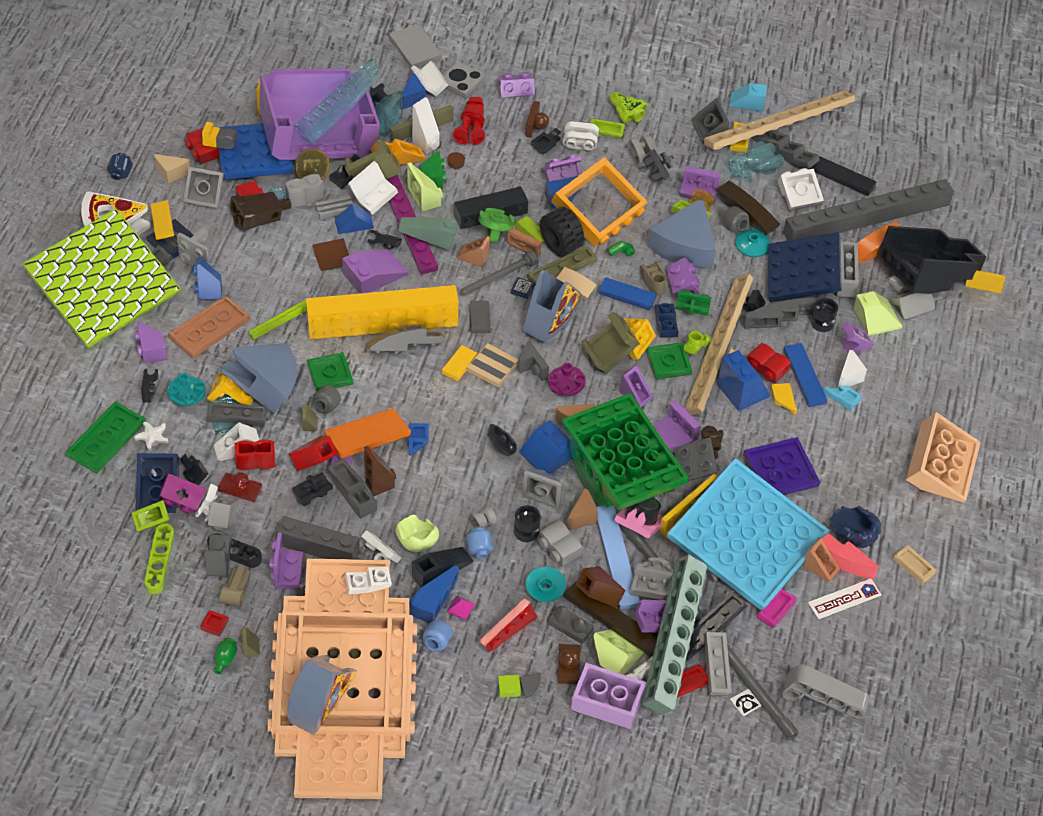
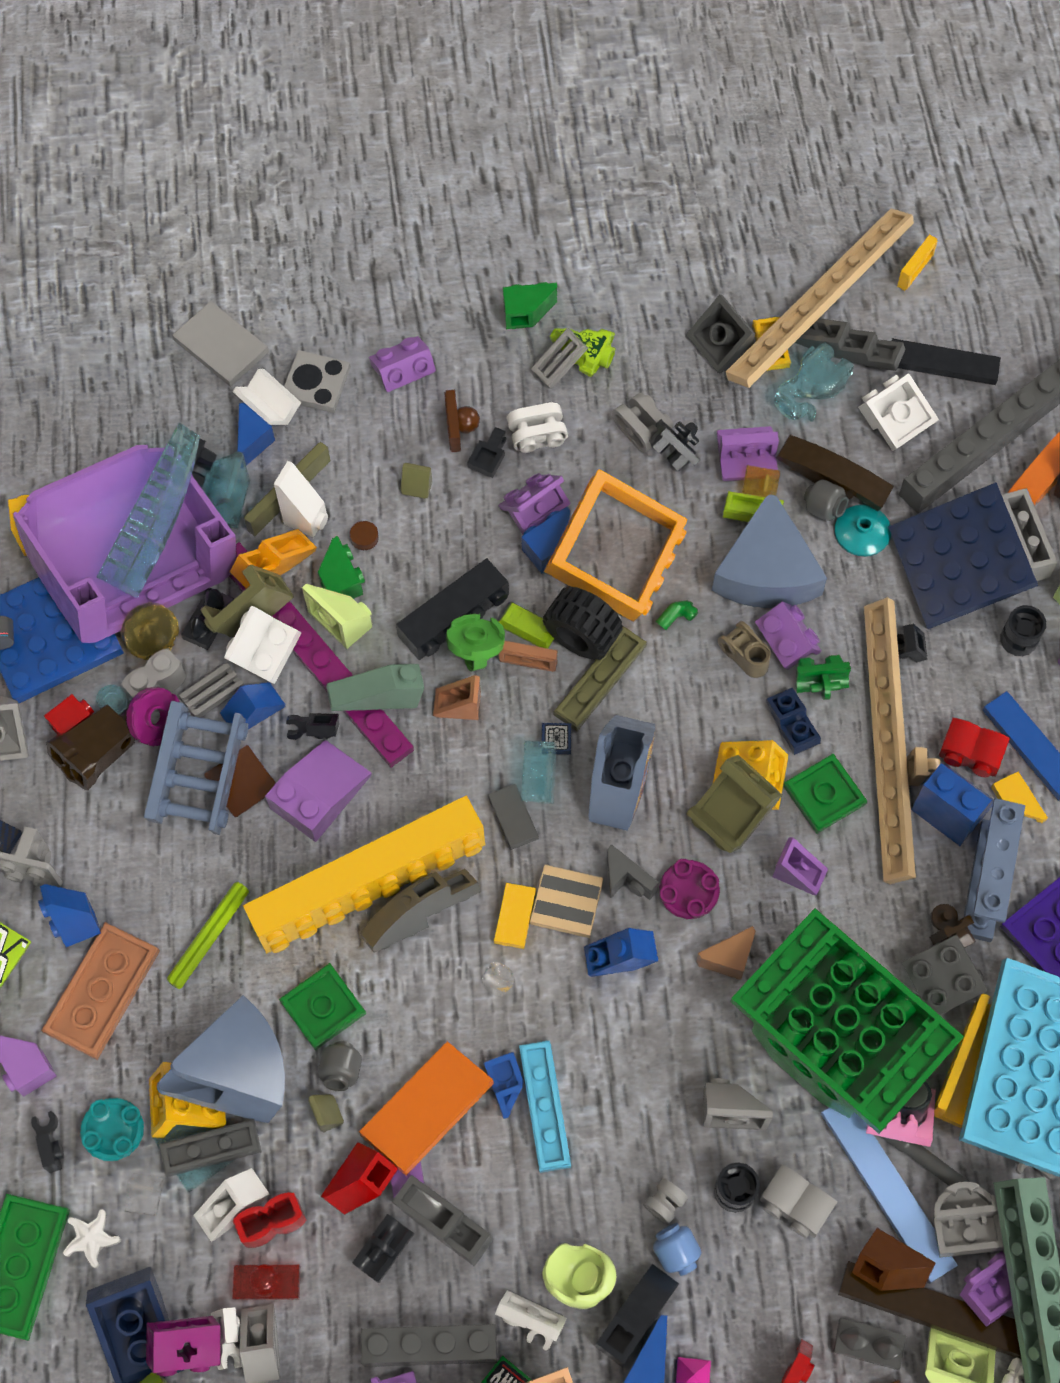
camera: 15 degrees left, 15 degrees up
(195, 470) = (184, 1282): black plate -> none
(287, 205) = (140, 713): none -> magenta tile
(299, 223) = (173, 748): none -> sand blue fence
(378, 475) = (477, 1184): reddish brown slope -> none
(435, 457) = (545, 1106): none -> medium azure tile
(472, 115) = (361, 445): red piece -> none
(498, 141) = (416, 480): none -> olive slope
(501, 440) = (636, 1040): black arm -> none
(505, 297) = (539, 772): none -> clear light blue slope
(513, 396) = (621, 952): none -> blue slope
(528, 259) = (546, 683): dark grey piece -> none
(547, 448) = (711, 1032): blue slope -> none
(548, 578) = (823, 1284): teal dish -> none
(578, 281) = (633, 703): tan slope -> none
(583, 513) = (811, 1127): medium nougat slope -> none
(603, 76) = (528, 303): none -> green slope
(608, 107) = (566, 365): none -> light grey tile
(609, 128) = (570, 395): lime tile -> none
(627, 293) = (717, 692): blue tile -> none
(678, 427) = (886, 924): medium lavender bracket -> none
(696, 342) = (853, 746): lime plate -> none
(748, 418) = (994, 868): none -> sand blue fence
(749, 97) = (759, 268): medium azure slope -> none
(774, 314) = (951, 653): dark grey slope -> none
(847, 121) = (917, 262): none -> yellow tile

